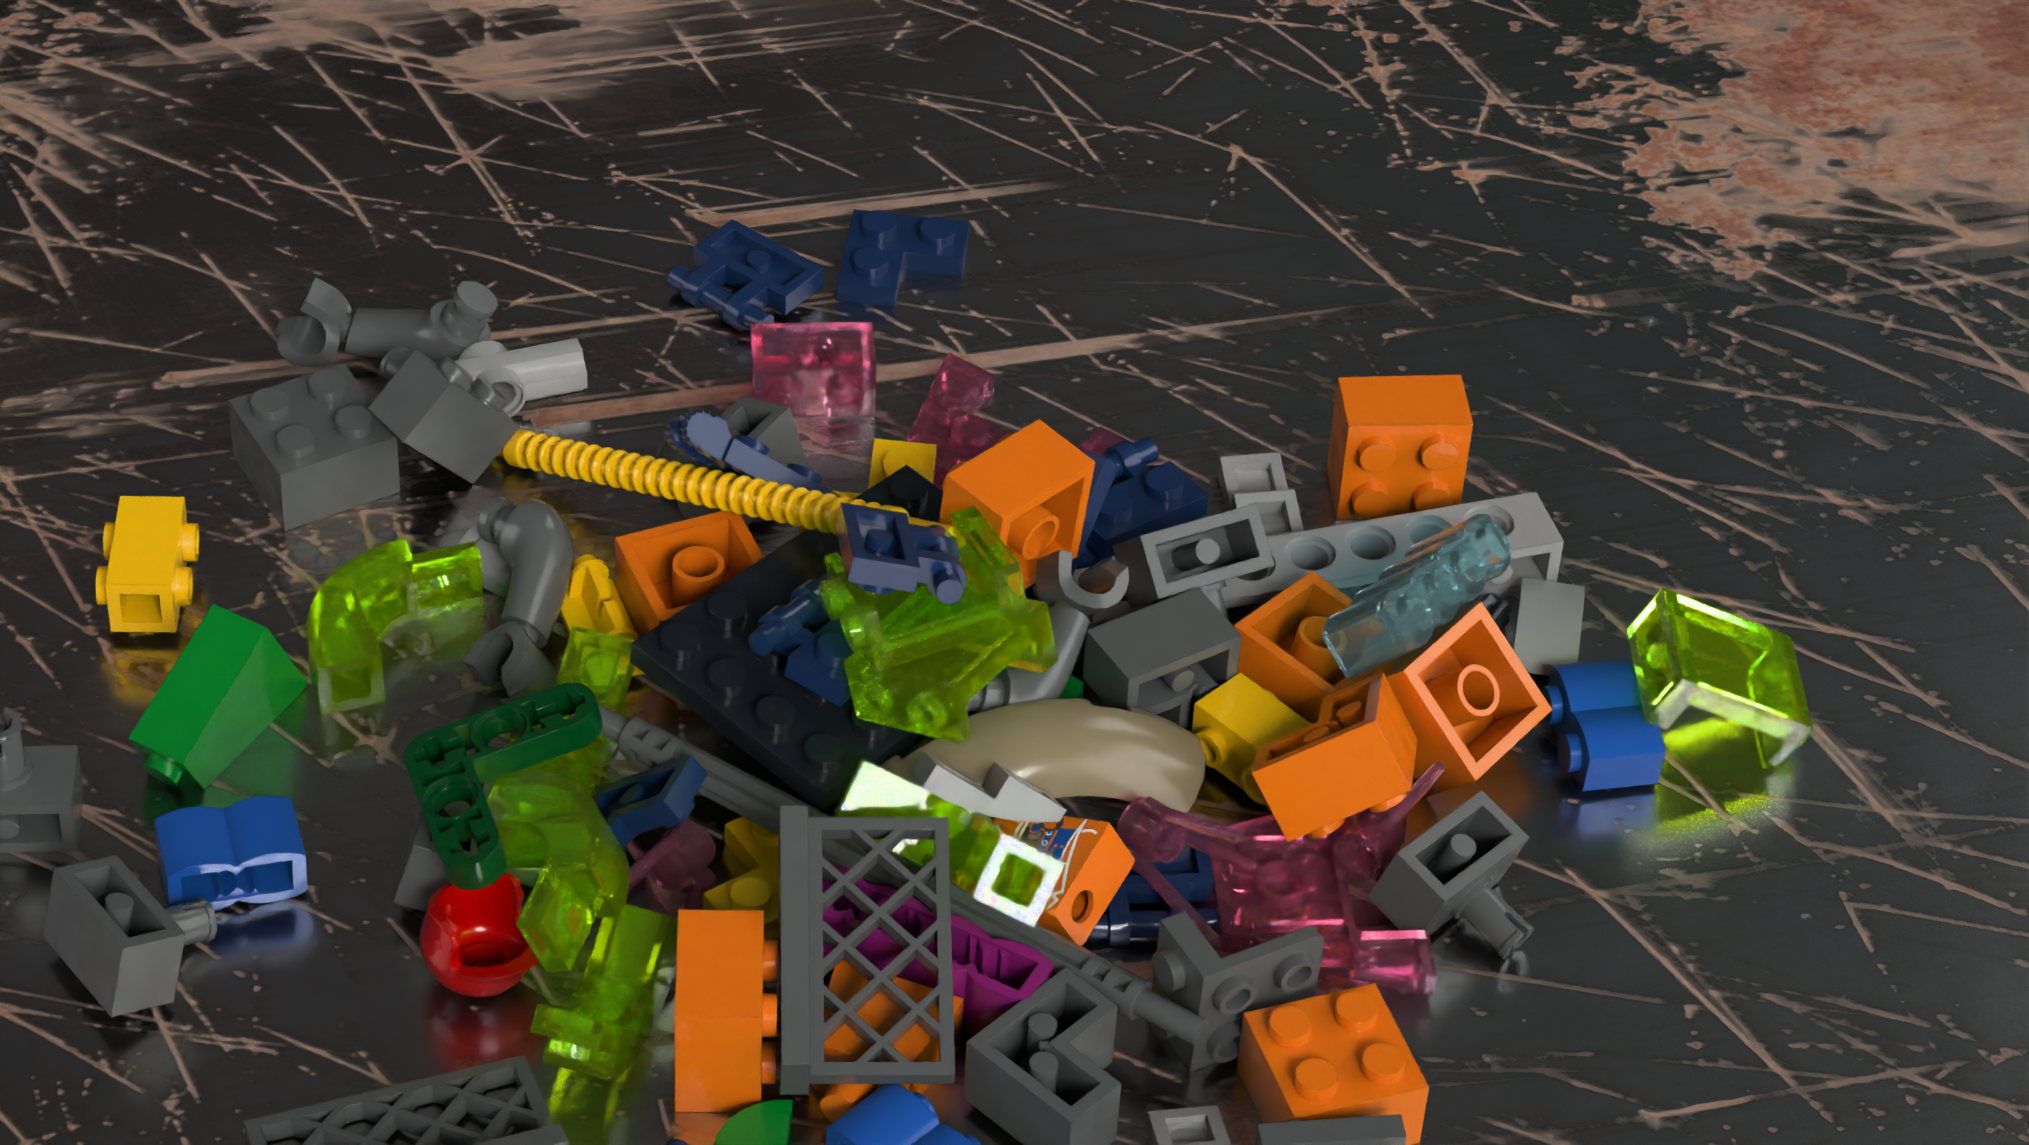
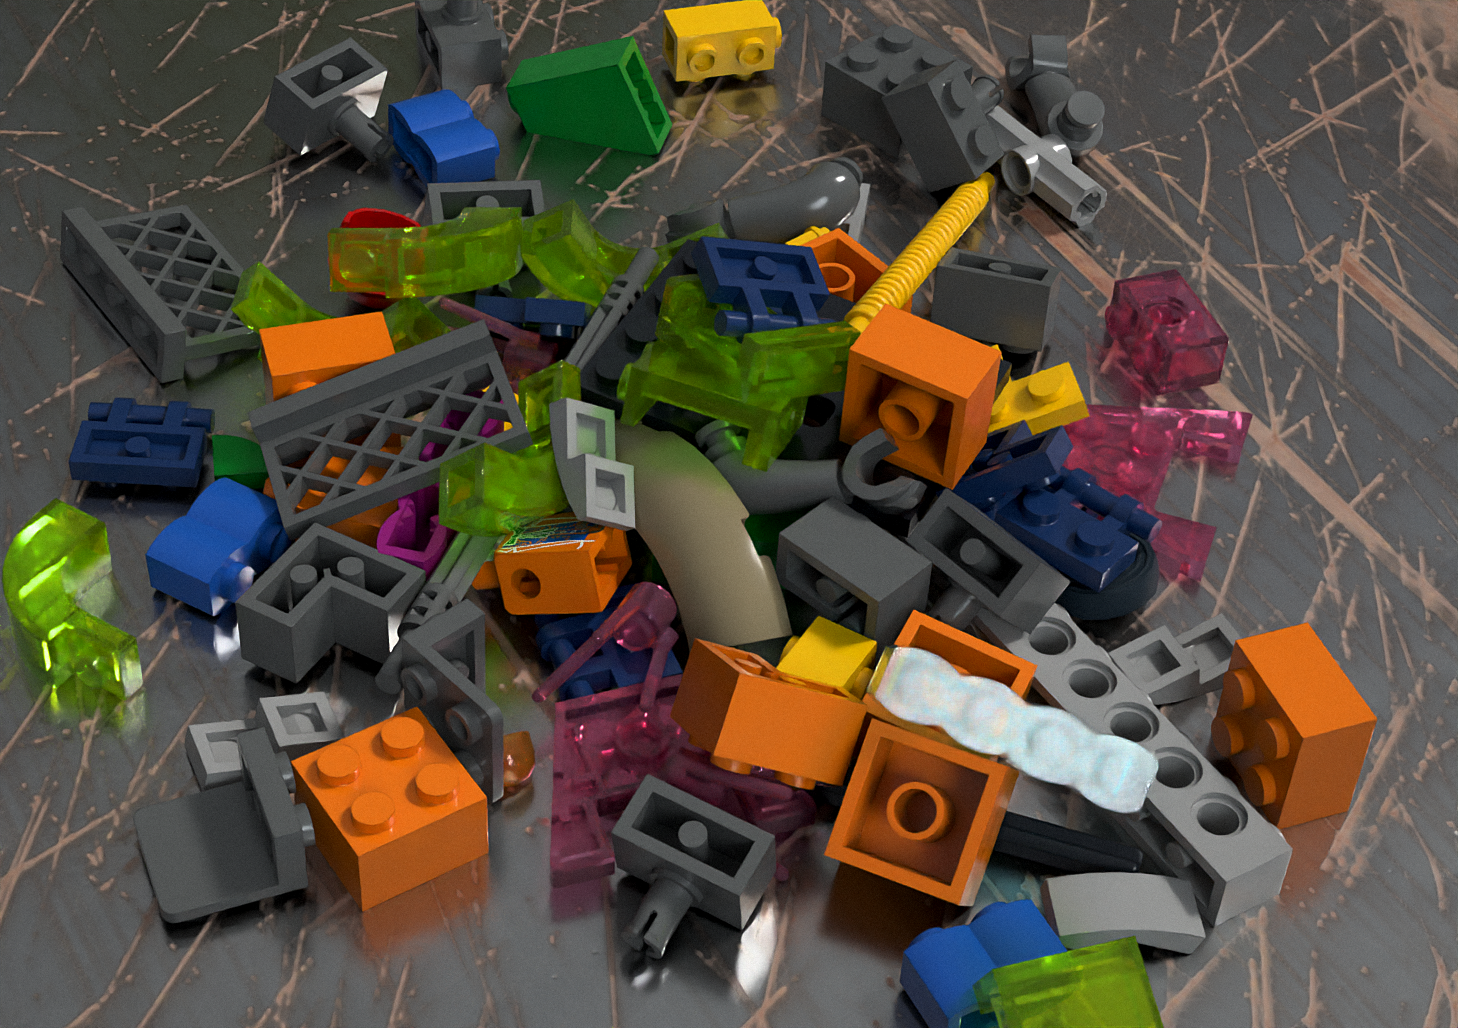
camera: 75 degrees right, 0 degrees up
(369, 601) = (713, 146): clear neon green arch -> none
(462, 775) = (499, 173): dark green beam -> none
(710, 445) = (948, 263): dark blue hinge -> none
(753, 265) = (1283, 279): dark blue plate -> none
(887, 244) = (1383, 357): dark blue plate -> none

